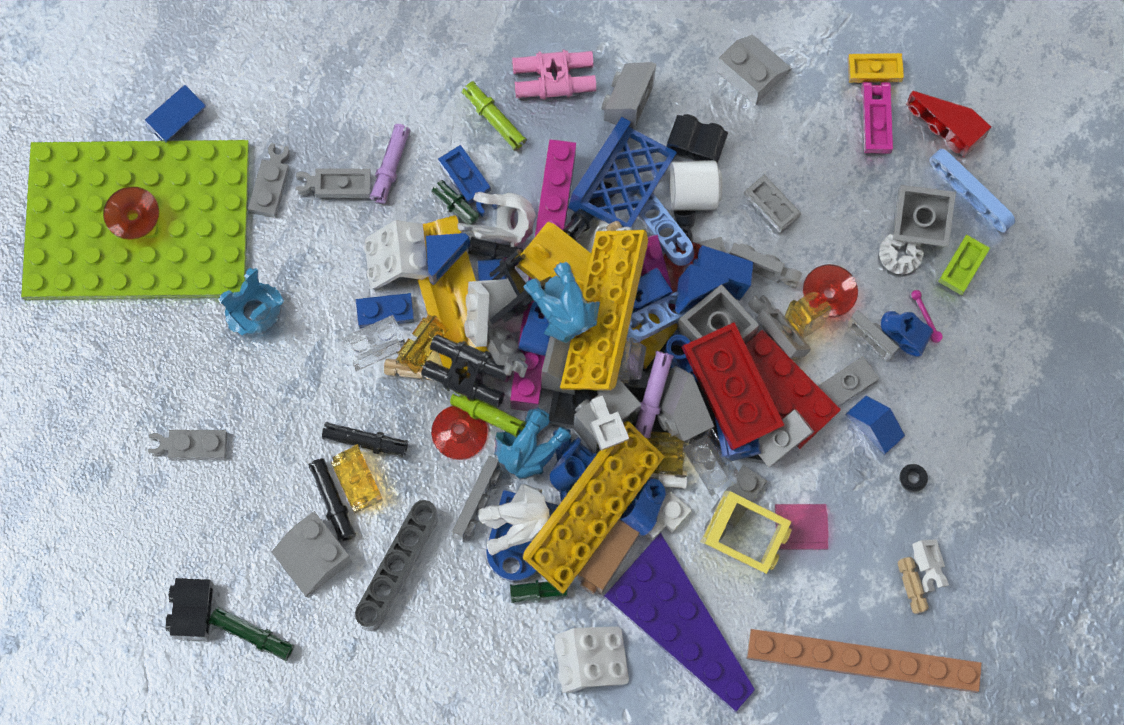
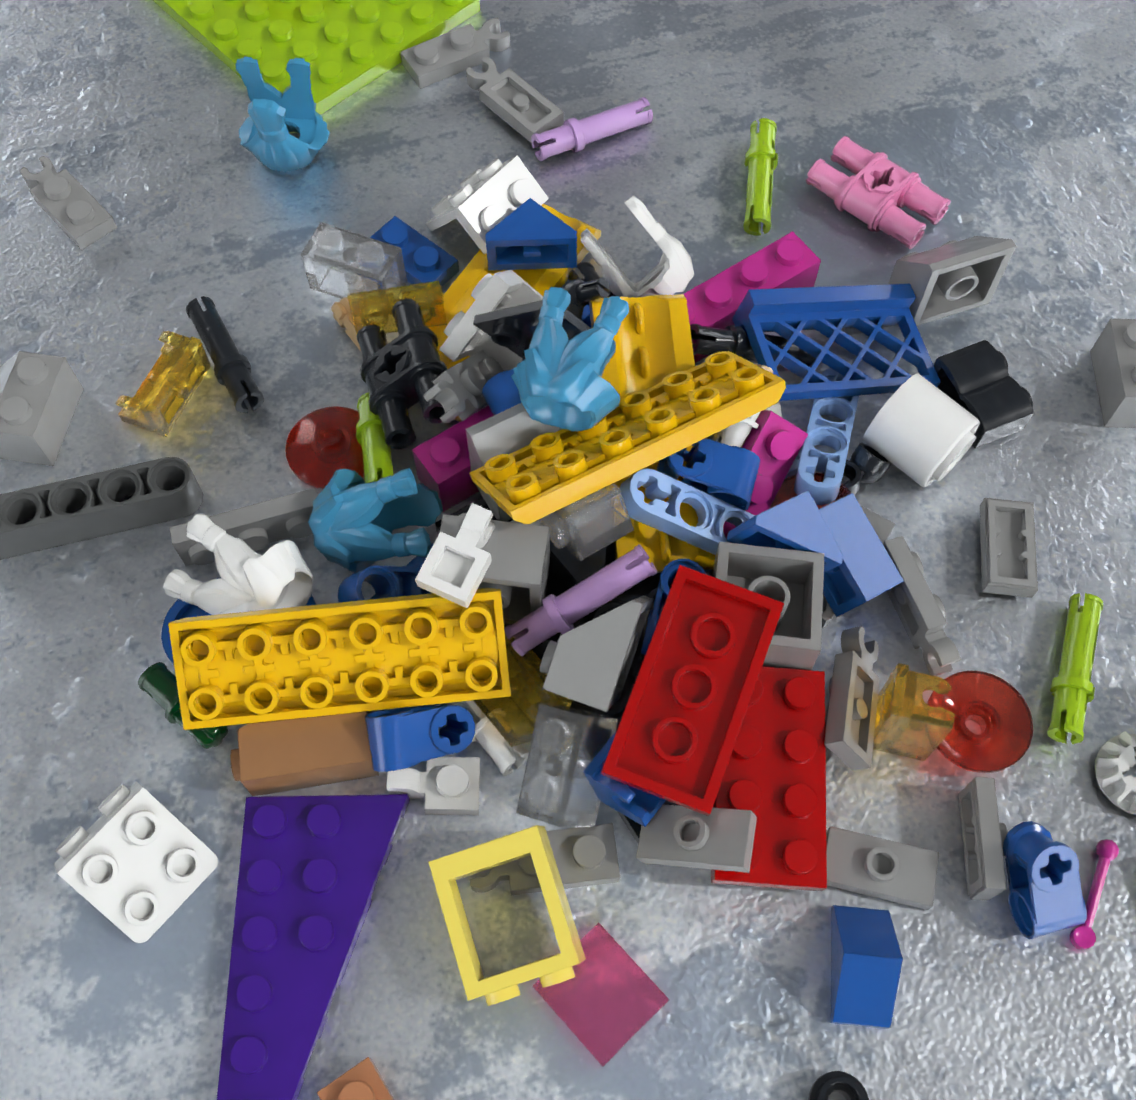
camera: 50 degrees right, 10 degrees down
(335, 509) = (102, 393): black pin -> none
(455, 203) = (614, 219): dark green axle -> none
(465, 176) = (661, 193): blue plate -> none
(849, 241) = (1073, 685): none -> lime pin

